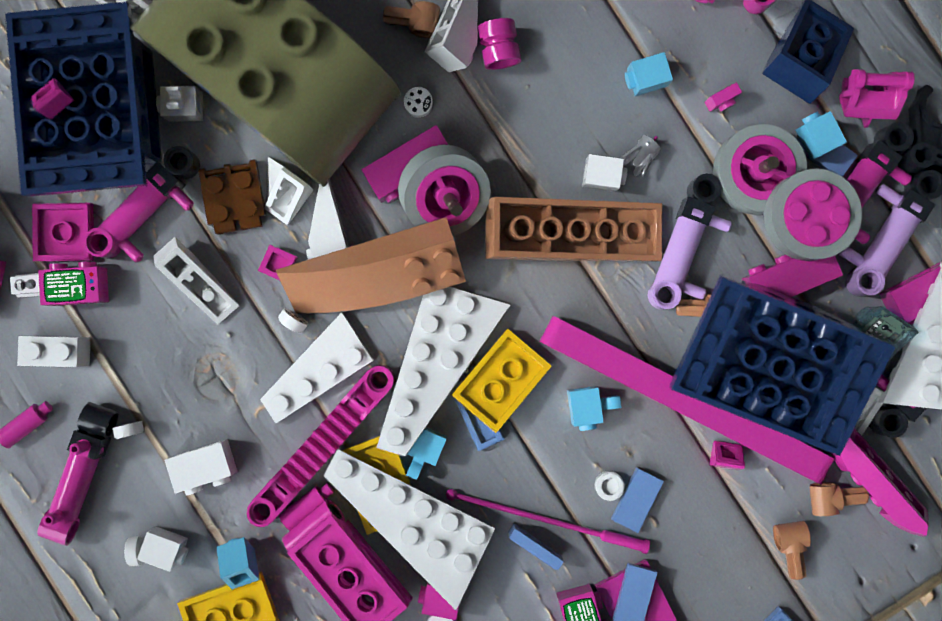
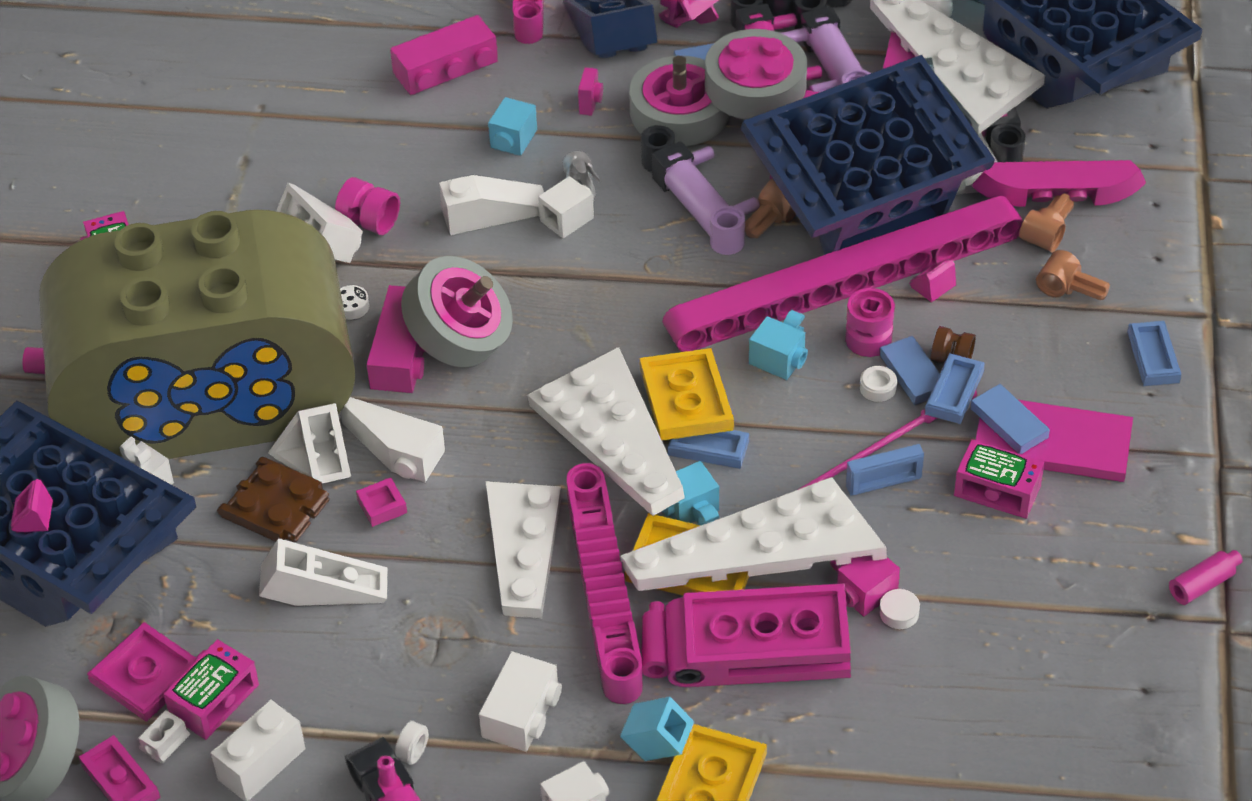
camera: 45 degrees left, 40 degrees down
(138, 207) = (198, 553): dark pink piece -> none
(292, 320) = (451, 523): white tile -> none
(376, 271) = (475, 415): nougat slope -> none
(570, 119) = (486, 202): none -> white slope
(572, 230) = (592, 258): nougat slope -> none
(634, 544) = (954, 388): none -> medium blue tile
(649, 451) = (869, 321): none -> dark pink wheel
(671, 516) = (945, 343): none -> reddish brown wheel
(820, 134) = (690, 38): medium azure brick -> none

